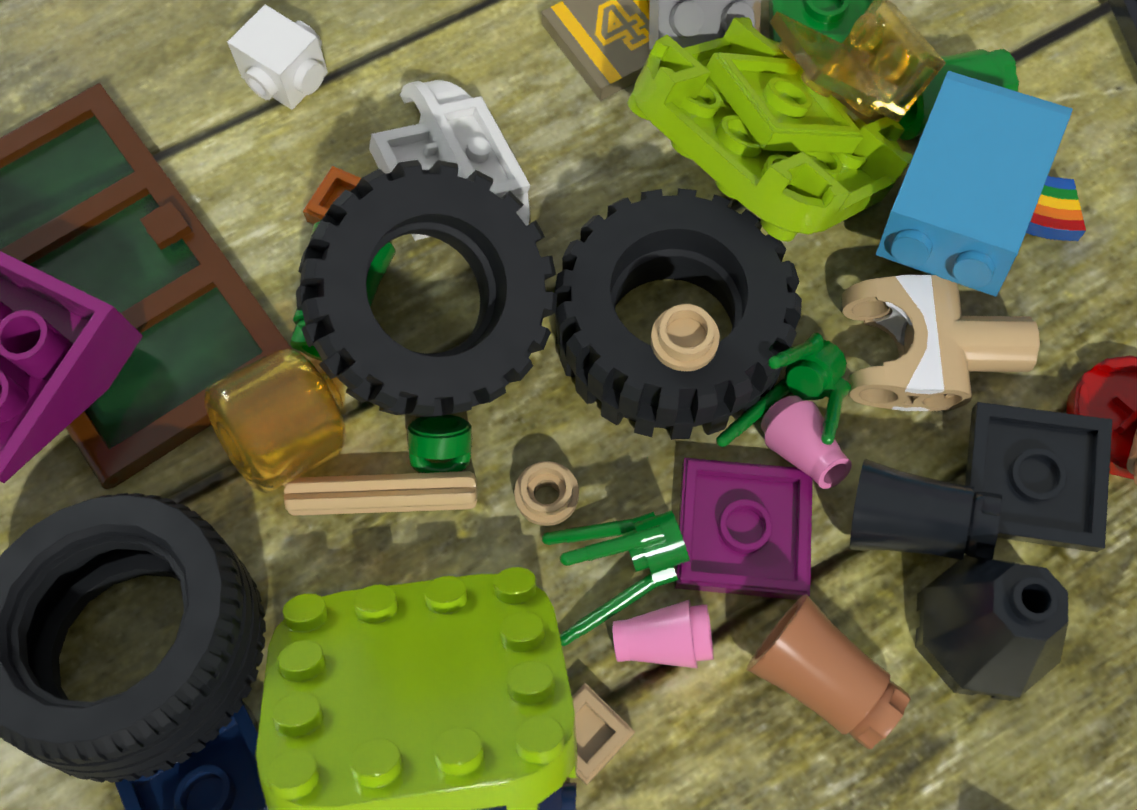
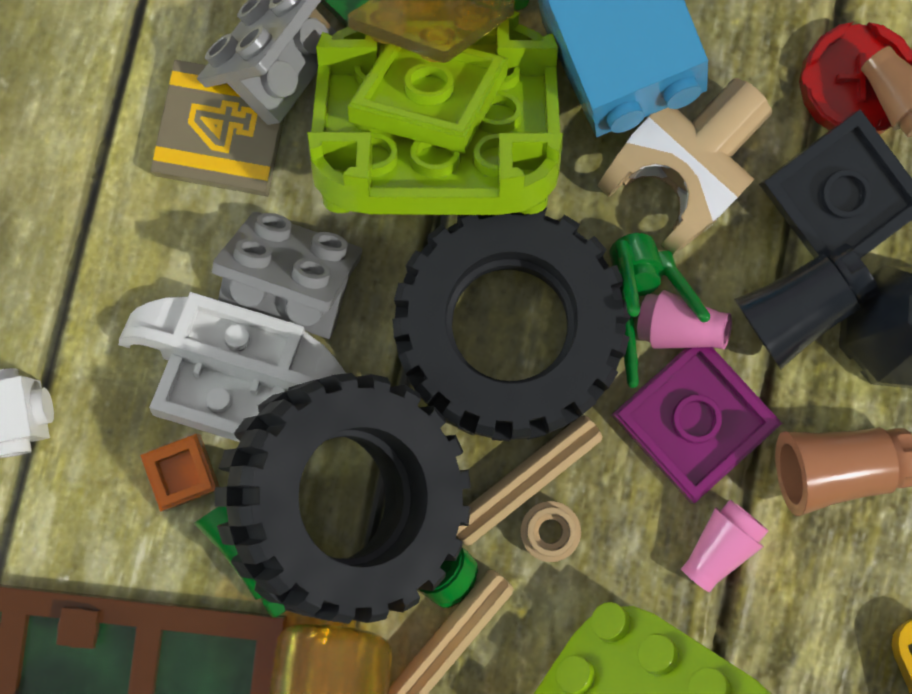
camera: 45 degrees left, 15 degrees up
(557, 144) = (287, 272): none -> light grey bracket
(569, 440) = (529, 478): none -> tan axle
(598, 733) = (742, 646): tan tile -> none
(652, 544) = (660, 500): green plant -> none
(685, 337) = (559, 355): tan plate -> none

